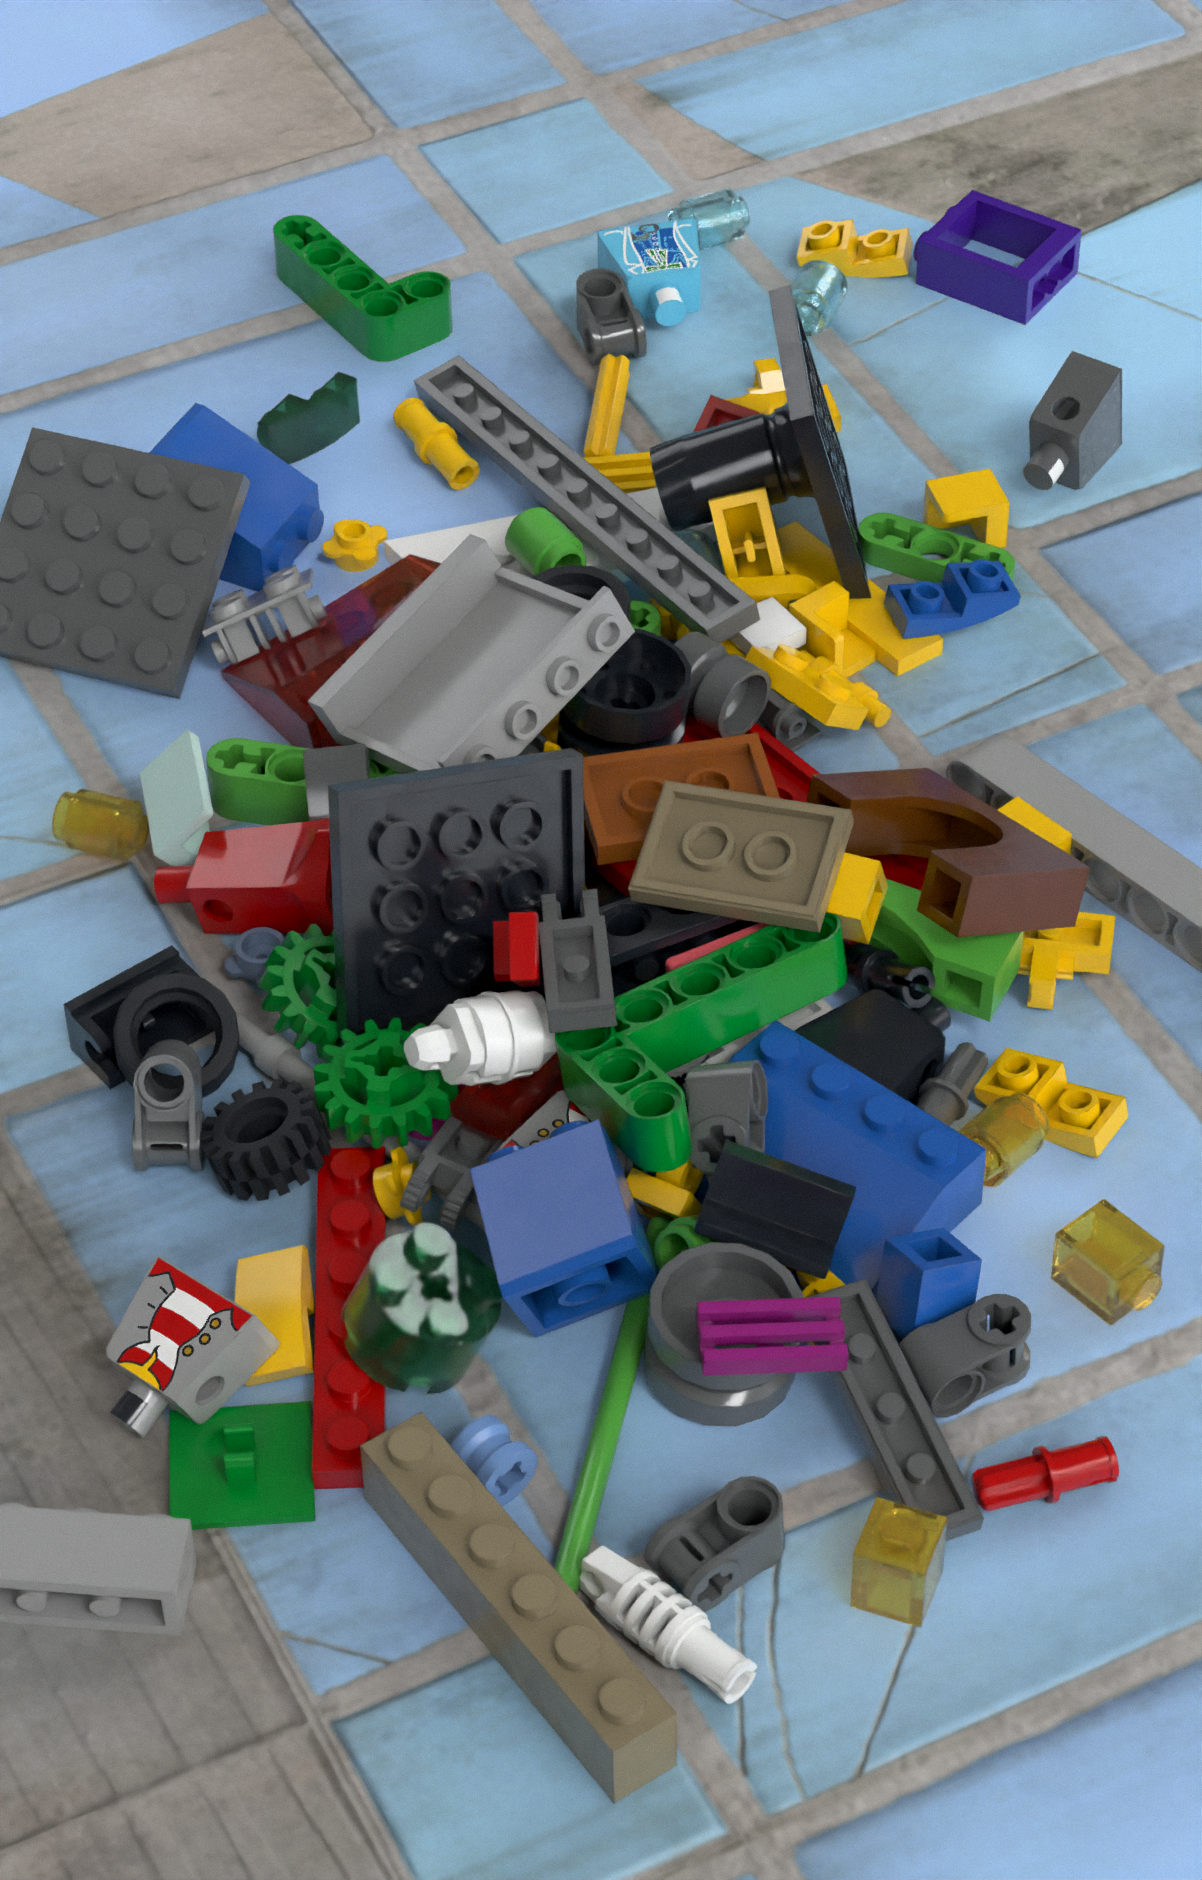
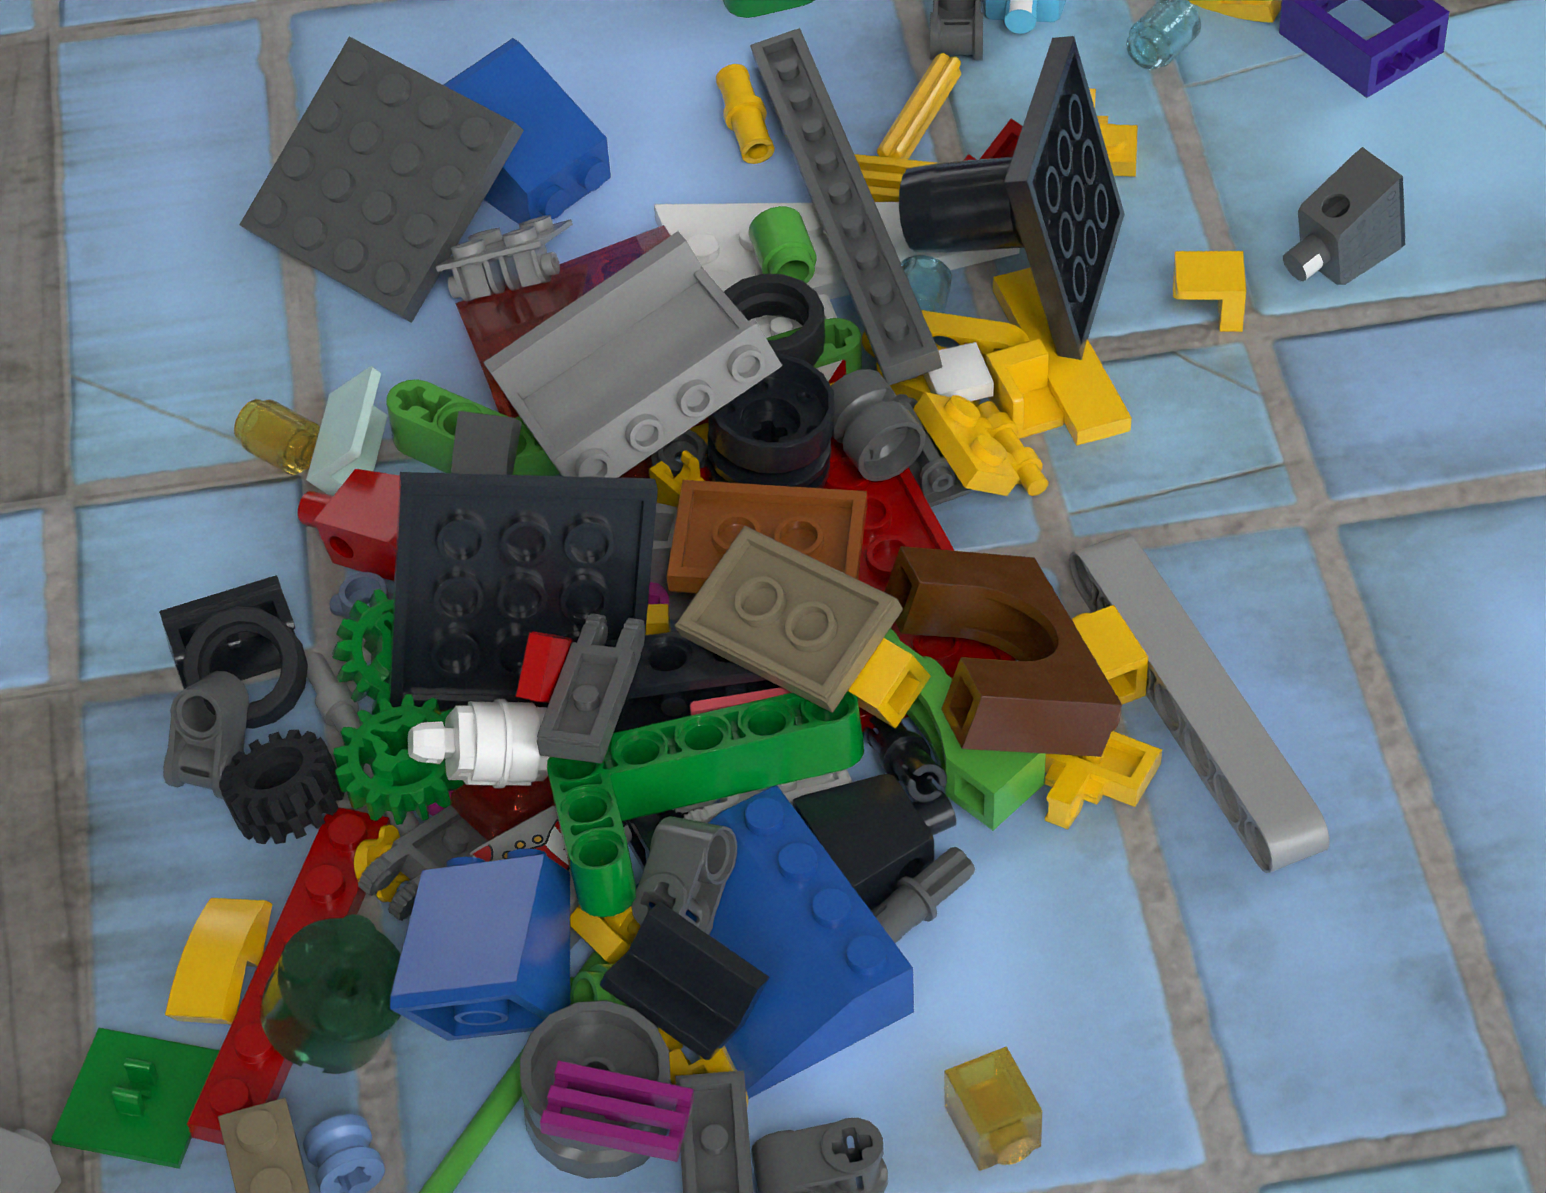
camera: 20 degrees right, 5 degrees up
(183, 1349) = (119, 975): torso -> none
(305, 426) = (628, 73): slope -> none
(355, 545) = (628, 202): yellow plate -> none
(747, 534) = (978, 276): yellow slope -> none
(900, 544) = (1173, 350): bright green beam -> none
(925, 1278) = (805, 1083): blue brick -> none
(964, 598) = (1167, 381): blue slope -> none
(1011, 1133) = (951, 954): clear yellow brick -> none
(1076, 1114) = (1018, 929): yellow slope -> none

